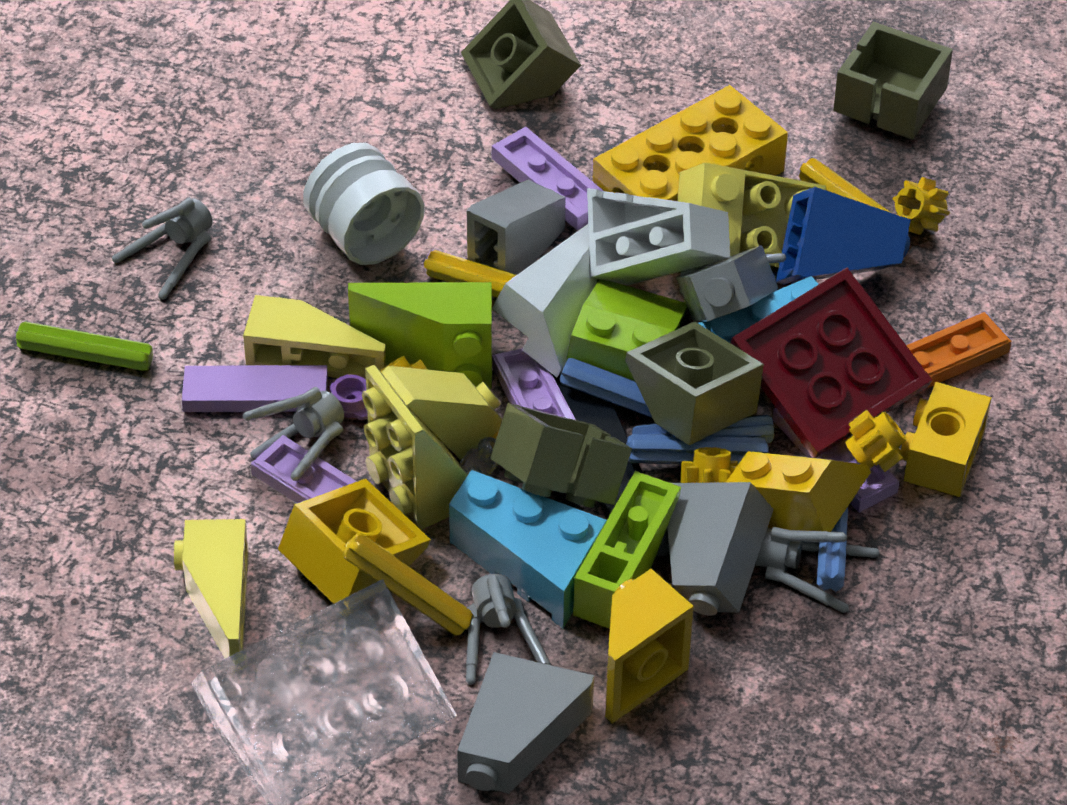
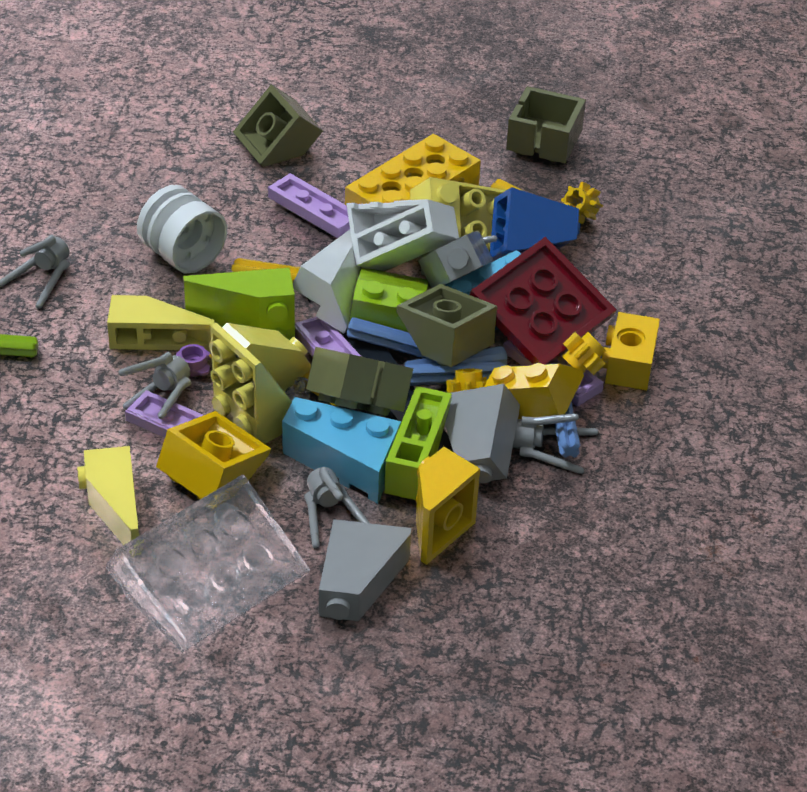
camera: 10 degrees left, 5 degrees down
(247, 386) = (106, 361): lavender tile -> none
(407, 584) = (260, 478): yellow axle -> none
(514, 226) = (294, 235): light grey slope -> none
(960, 348) = (631, 291): orange tile -> none

